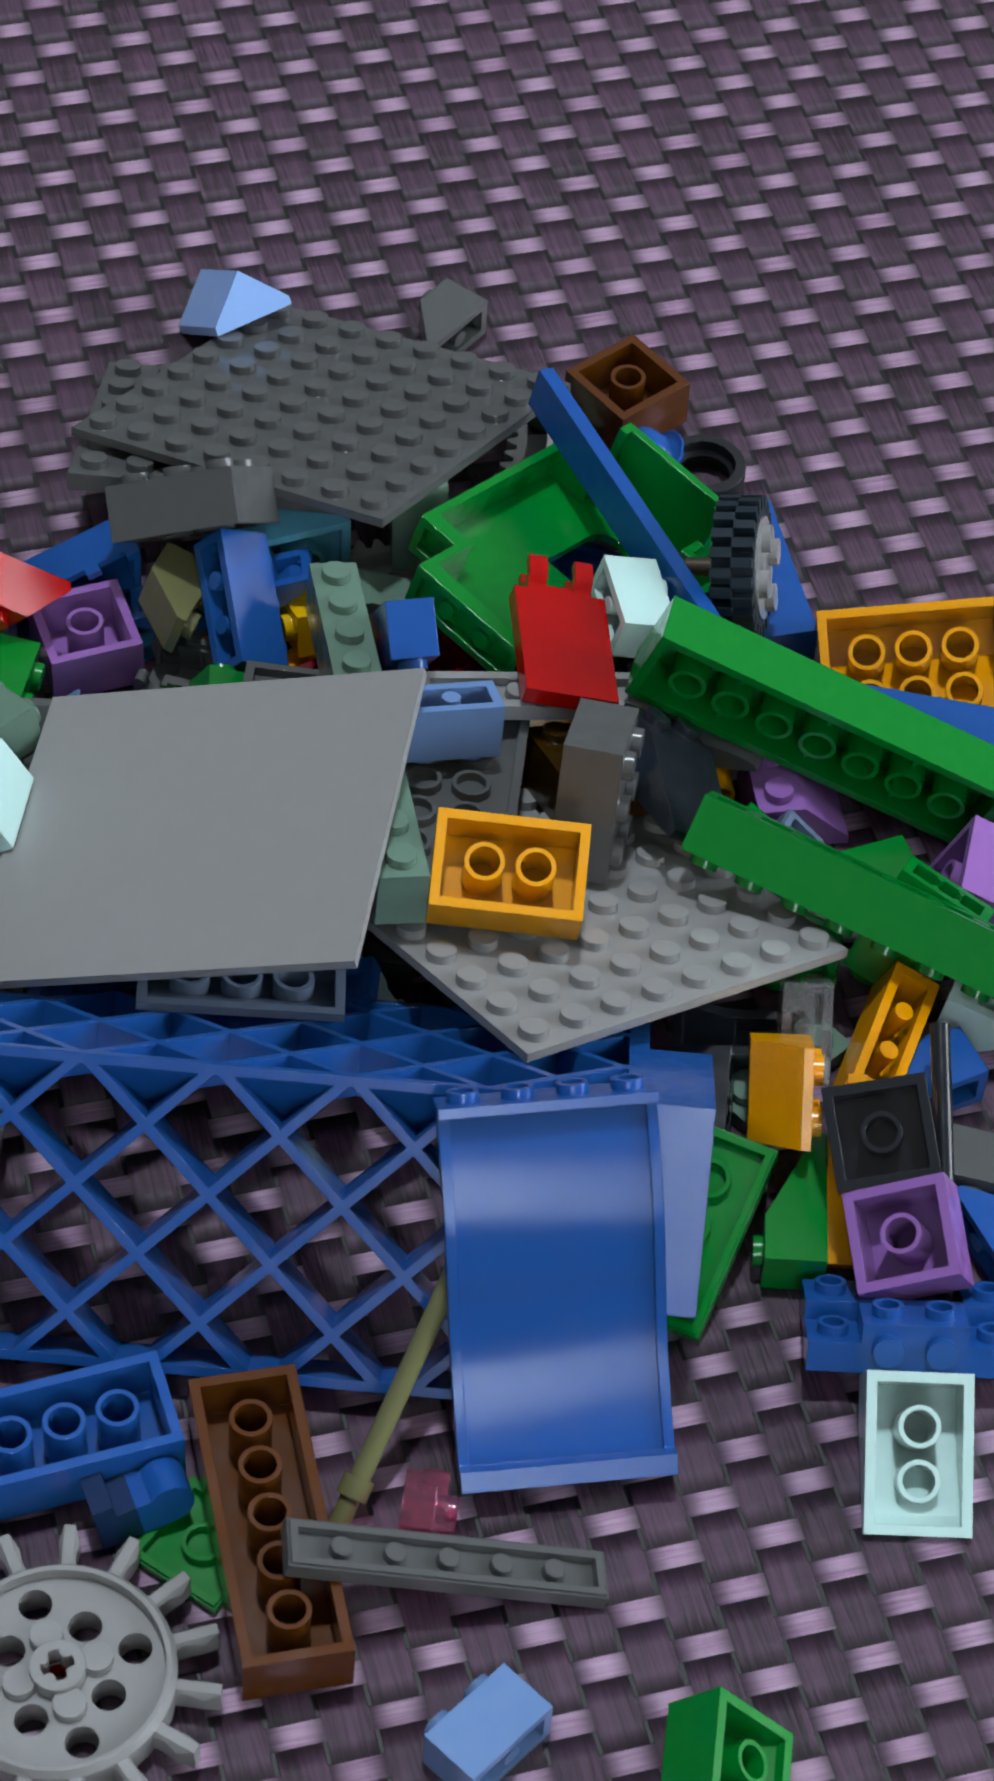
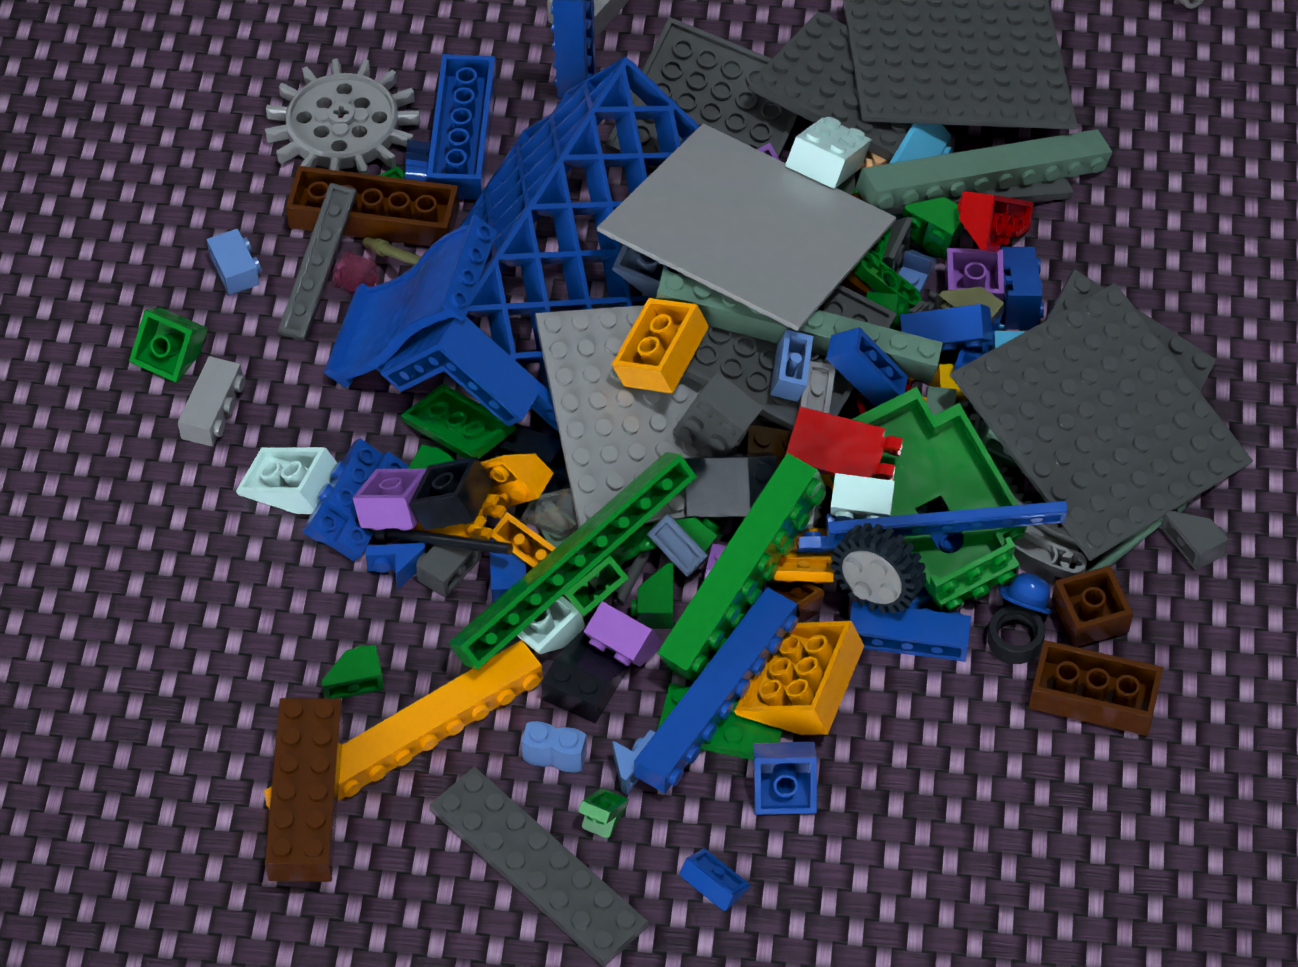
camera: 115 degrees right, 5 degrees up
(191, 501) = (1010, 302): dark grey brick -> none
(227, 301) = (1240, 425): light blue slope -> none
(756, 368) = (1095, 687): none -> reddish brown brick
(819, 1639) = (211, 401): none -> light grey brick

